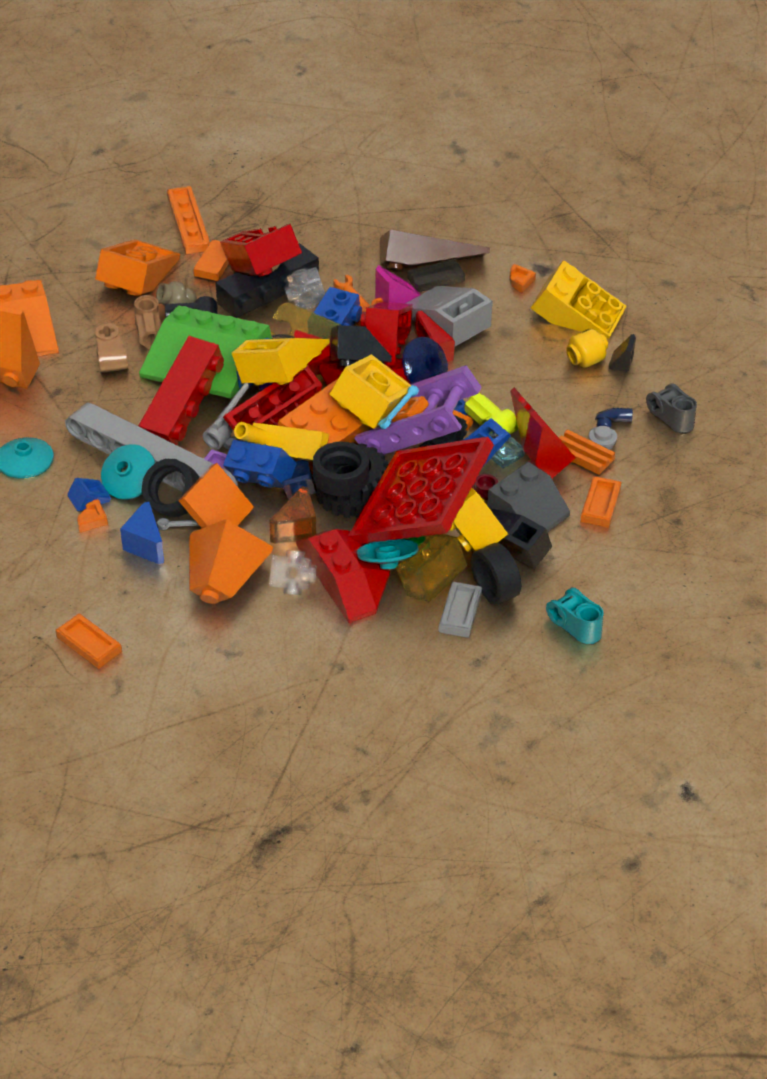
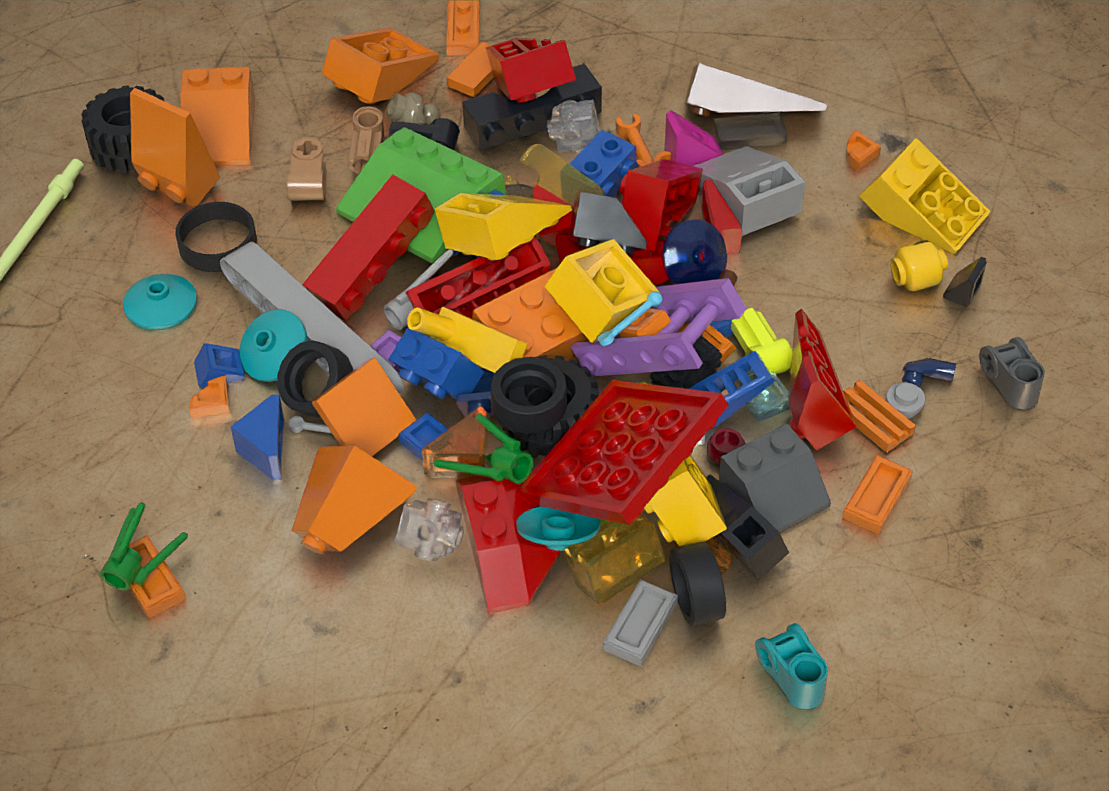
camera: 15 degrees right, 5 degrees up
(44, 388) = (205, 213): none -> black tyre
(73, 633) = (124, 562): none -> green plant
(260, 515) = (421, 434): none -> blue tile
(335, 517) = (506, 461): none -> green plant

